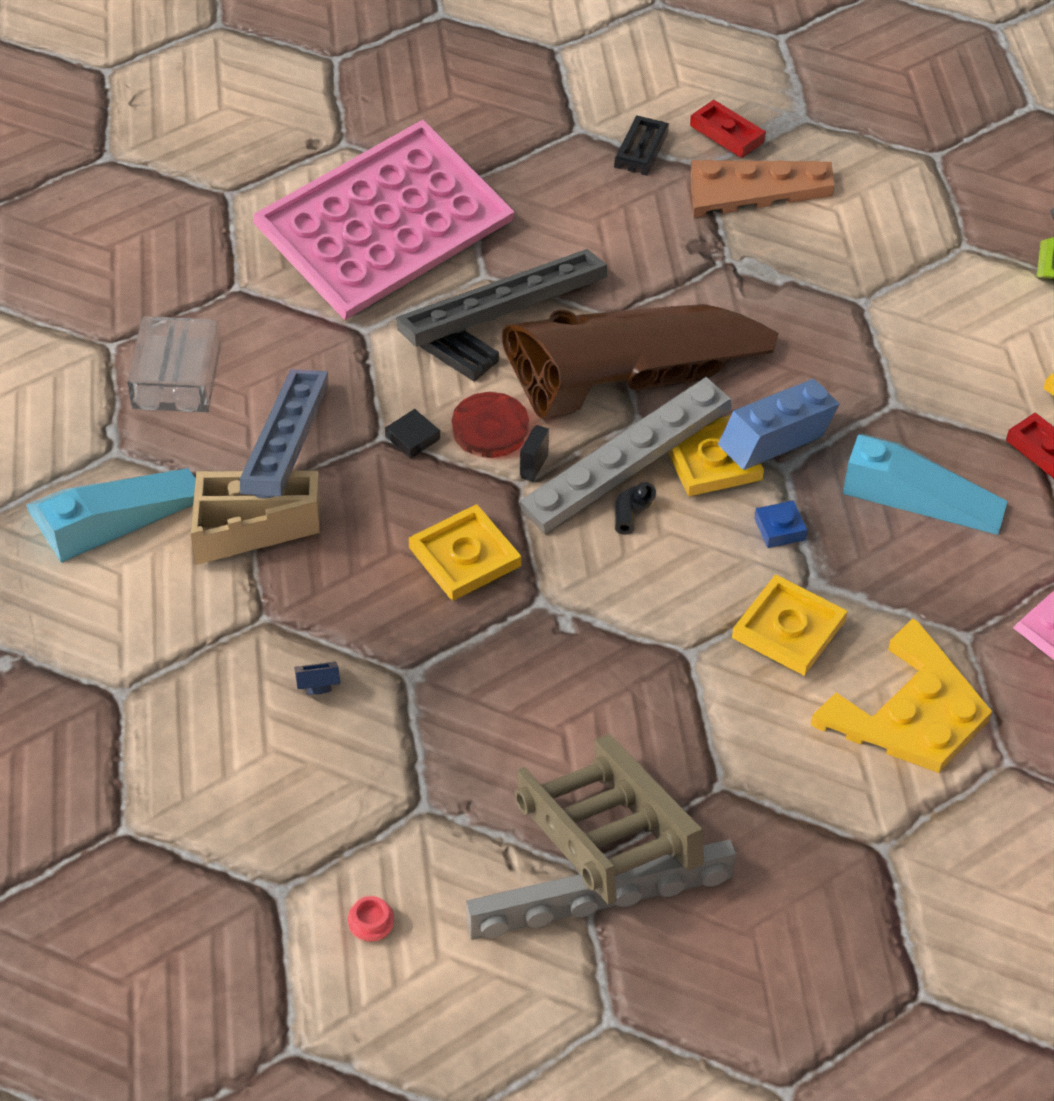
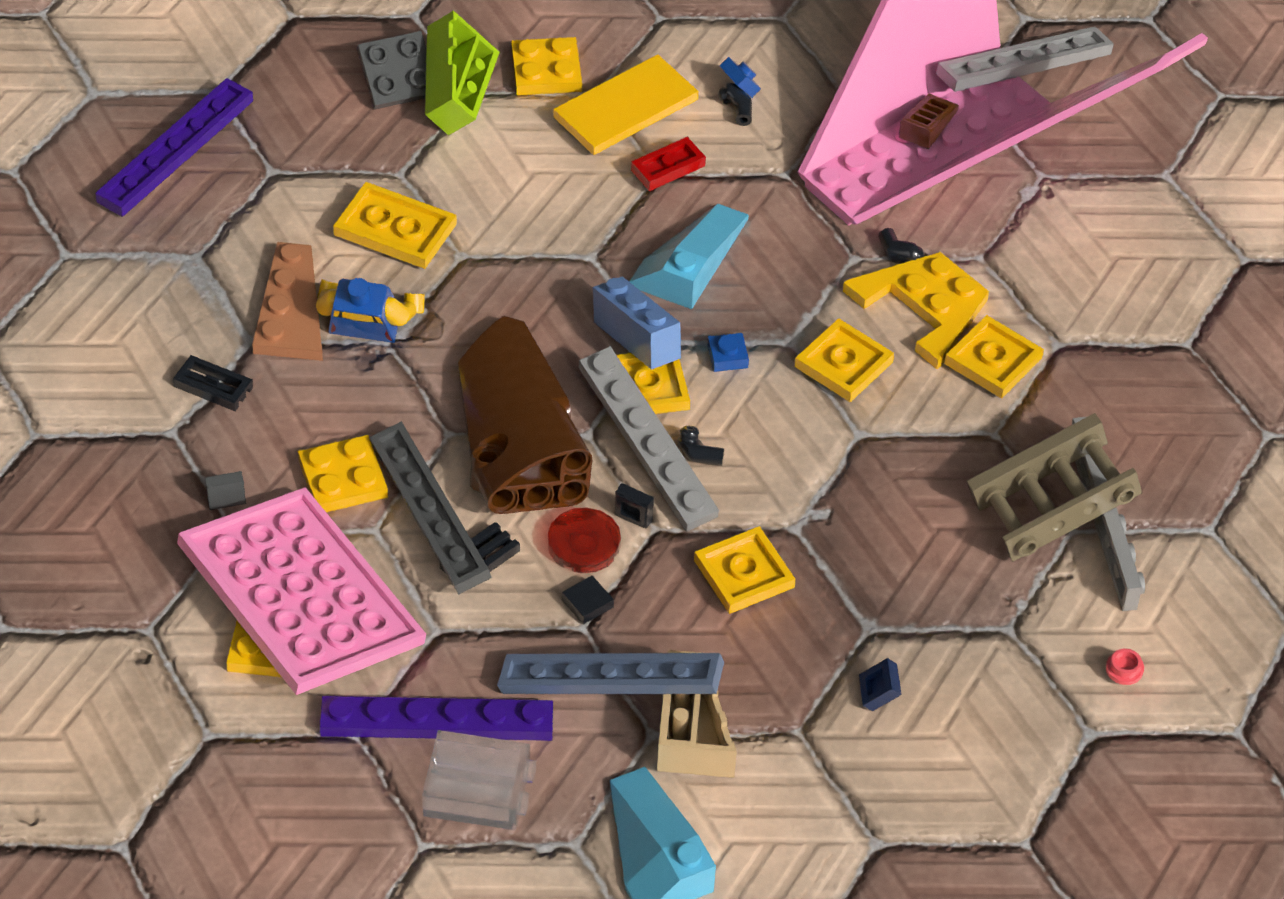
camera: 85 degrees left, 0 degrees up
(254, 338) = (425, 716): none -> dark purple plate
(502, 161) = (225, 490): none -> dark grey tile
(542, 238) = (343, 473): none -> yellow plate
(727, 128) = (211, 310): red plate -> none
(745, 224) = (366, 309): none -> blue torso
(833, 771) = (994, 356): none -> yellow plate
(881, 241) = (395, 225): none -> yellow plate
(938, 80) = (174, 147): none -> dark purple plate
(986, 669) = (898, 250): none -> black arm

